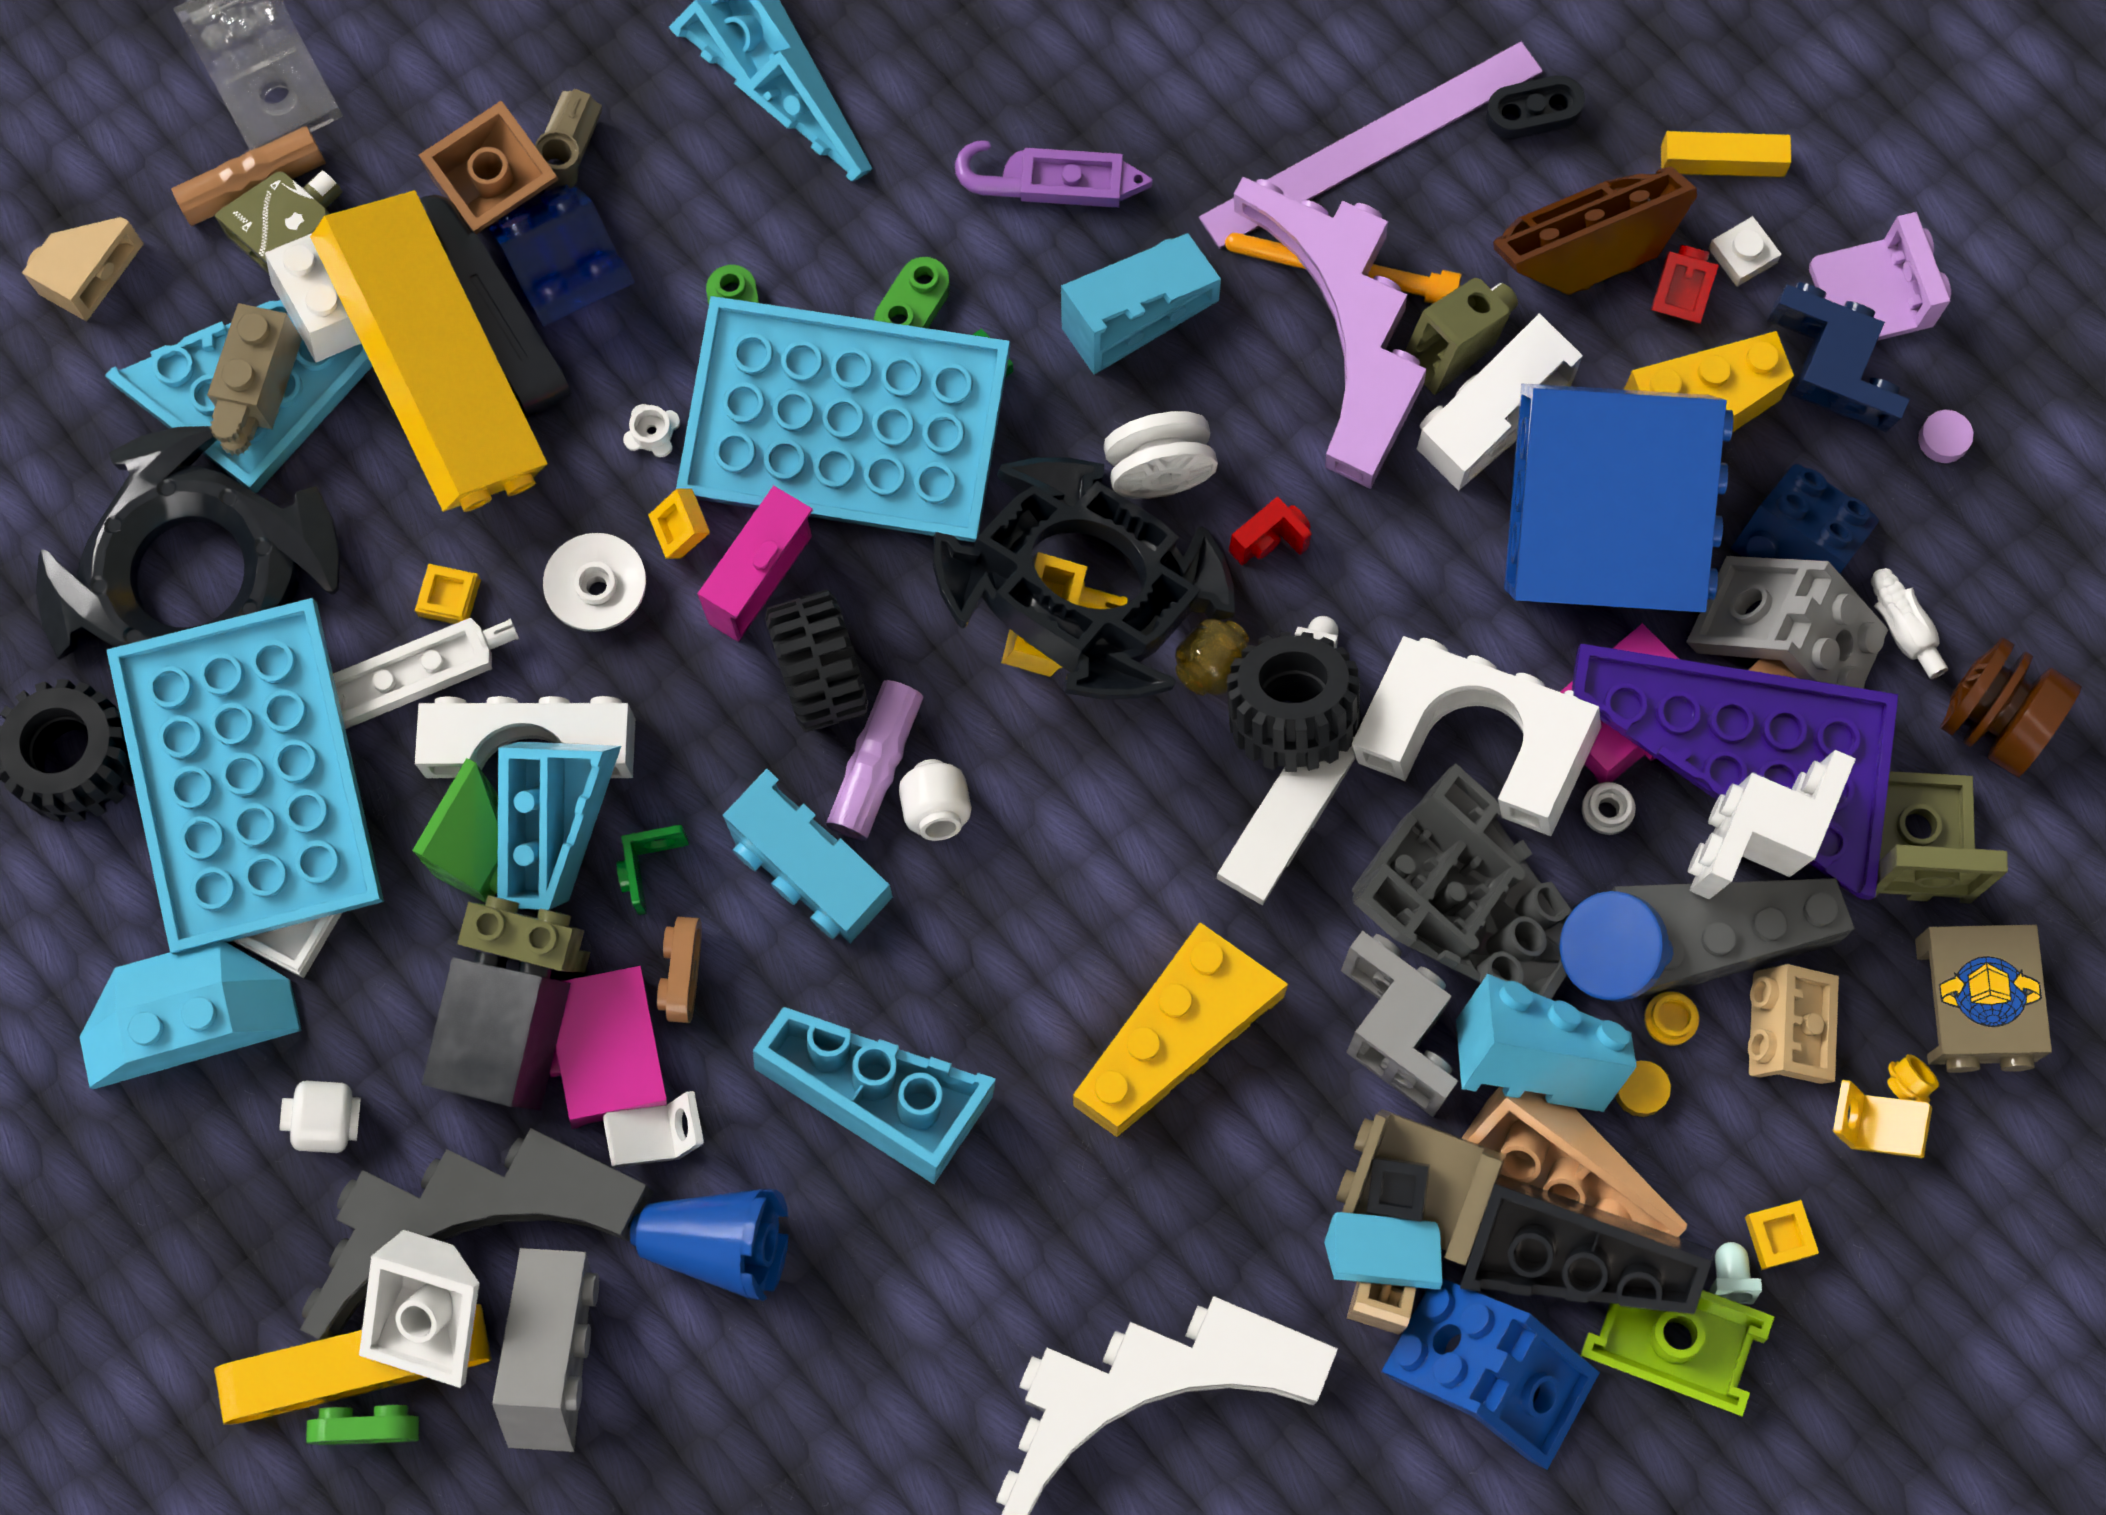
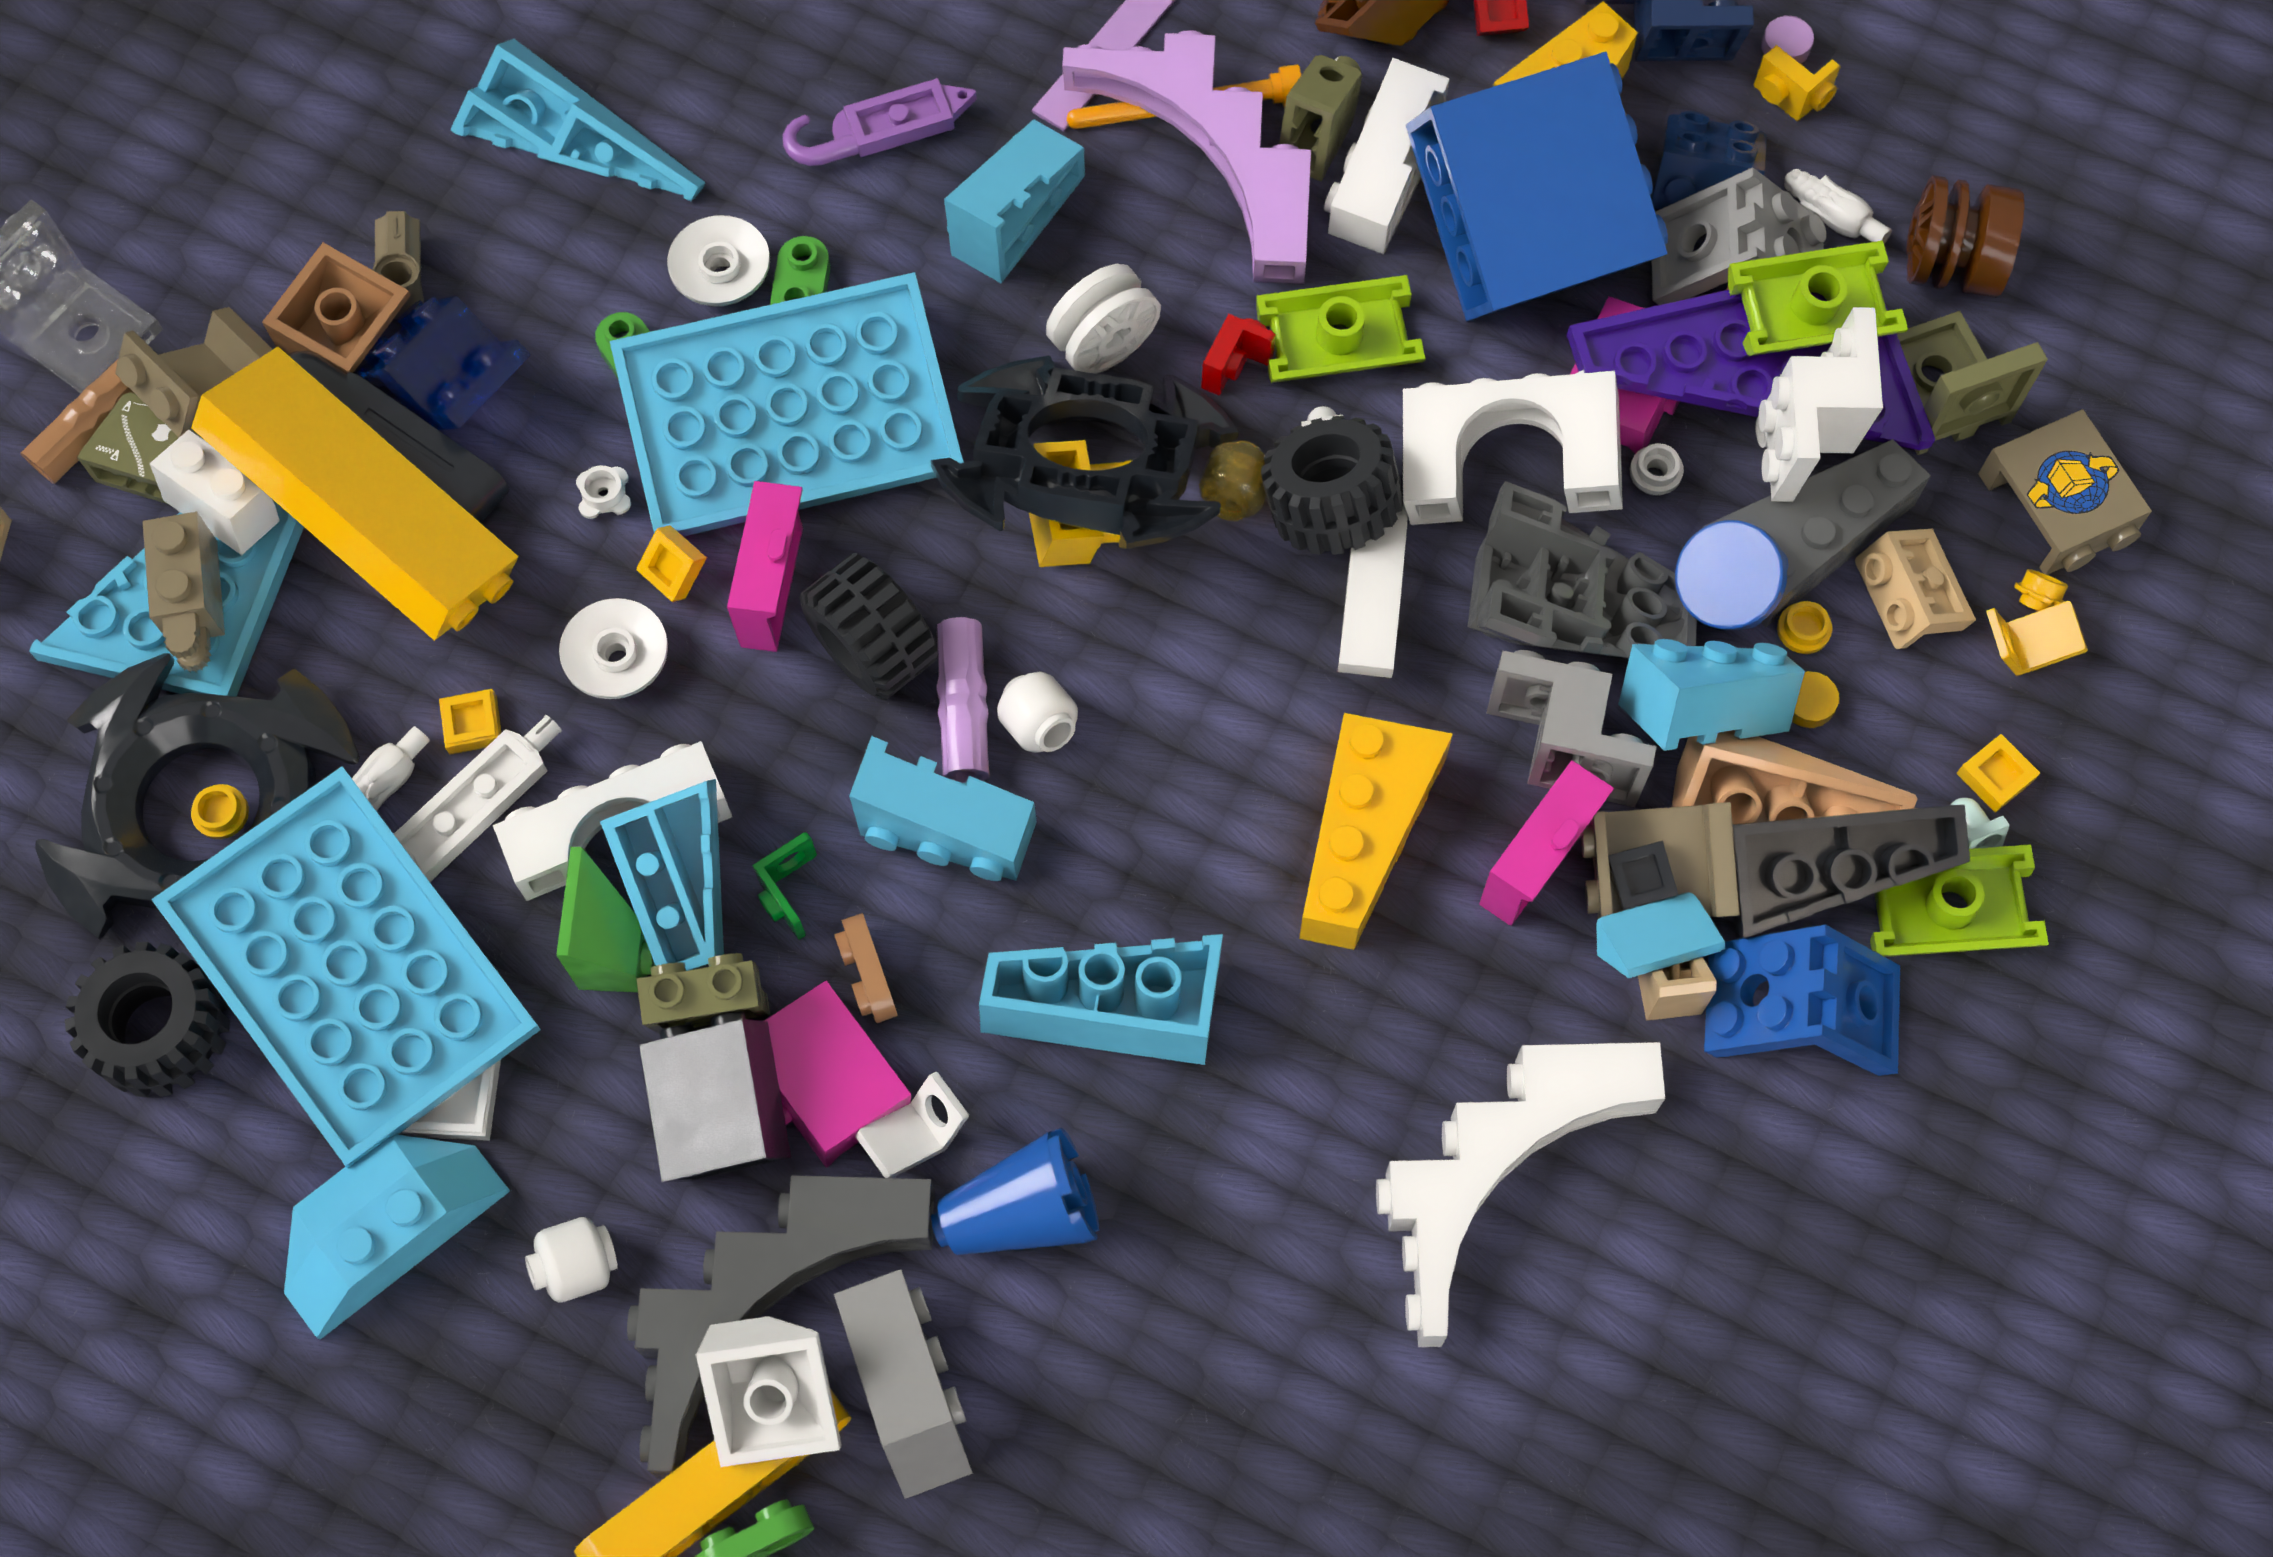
camera: 25 degrees left, 5 degrees down
(201, 589) = (219, 811): none -> yellow plate
(342, 178) = (177, 379): none -> dark tan panel
(357, 610) = (389, 767): none -> white piece
(844, 233) = (716, 244): none -> white dish
(1323, 1118) = (1543, 842): none -> dark pink container
(1404, 575) = (1312, 348): none -> lime piece
(1785, 721) = (1787, 315): none -> lime piece
(1921, 481) = (1792, 86): none -> yellow bracket

